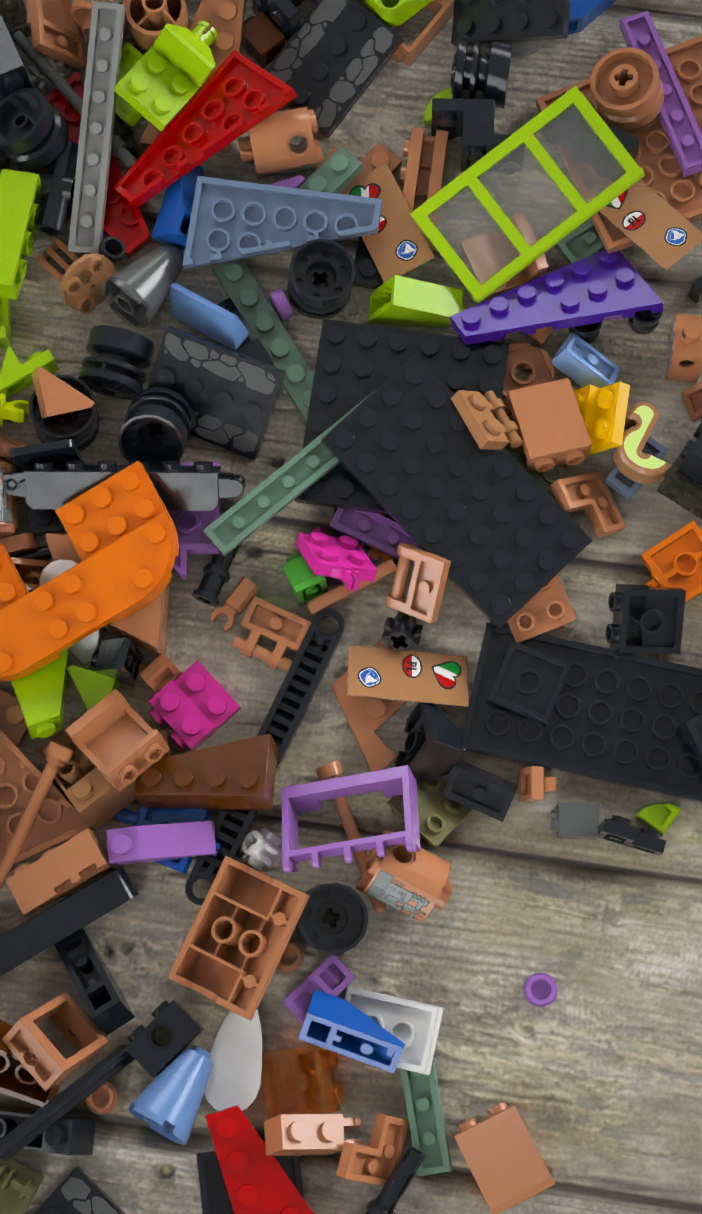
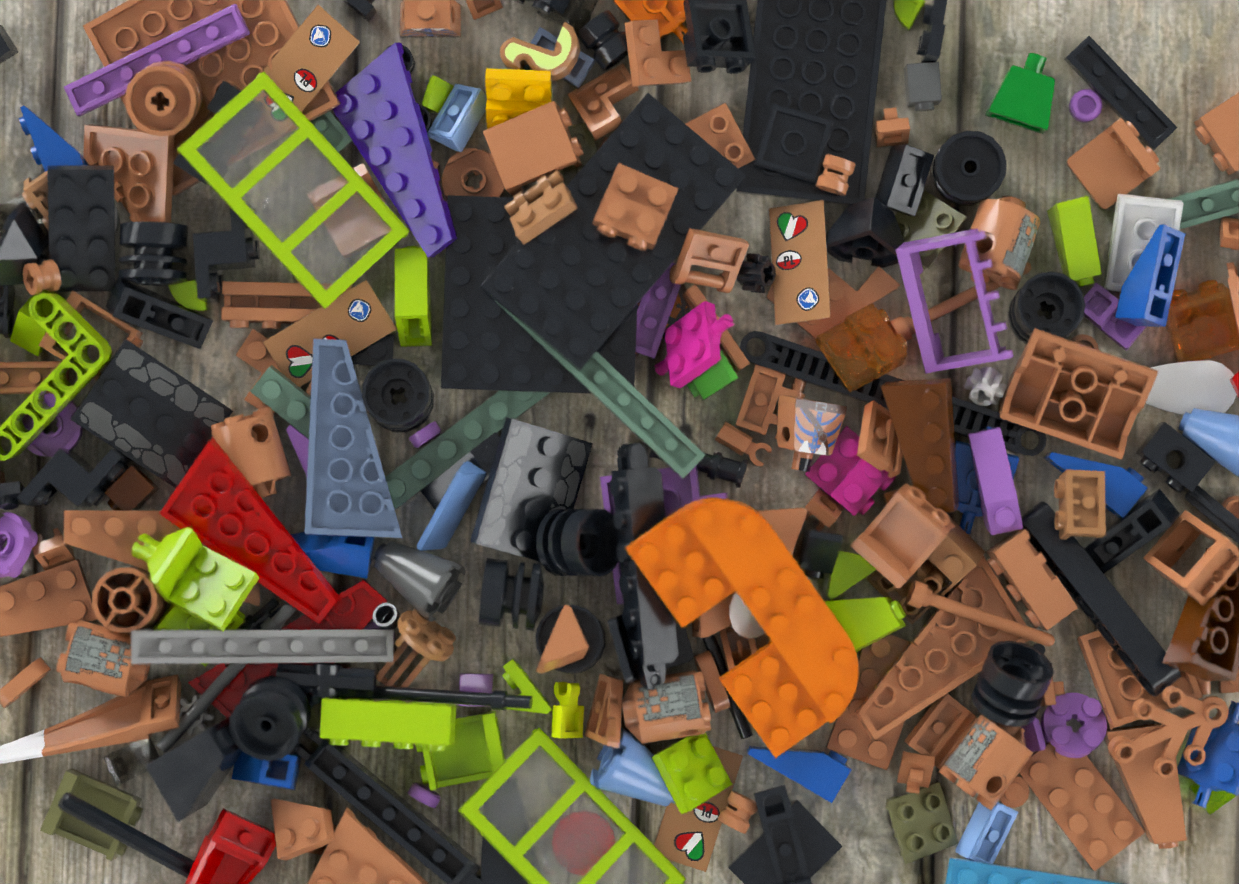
camera: 100 degrees left, 10 degrees up
(16, 338) = (497, 699): none -> black bar
(33, 327) = (475, 683): none -> medium lavender slope
(126, 928) = (1080, 504): none -> medium nougat bracket
(148, 961) = (1122, 486): none -> blue slope
(216, 727) = (879, 440): none -> nougat plate
(241, 665) = (808, 428): none -> torso
(315, 728) = (863, 347): none -> clear orange plate
(397, 958) = (1075, 240): none -> lime slope
(424, 76) = (157, 313): none -> black slope
(476, 508) = (634, 207): none -> nougat plate
(476, 1008) = (1113, 163): none -> nougat bracket
(482, 836) = (987, 171): none -> black wheel
(484, 715) = (835, 175): none -> nougat wheel
(549, 1027) = (1120, 92): none -> black plate
(556, 924) = (1025, 96): none -> green torso
(560, 65) = (141, 168): none -> nougat plate
(611, 345) = (436, 94): none -> lime slope
(627, 544) = (648, 62): none -> nougat plate
(654, 508) = (605, 39): none -> black wheel

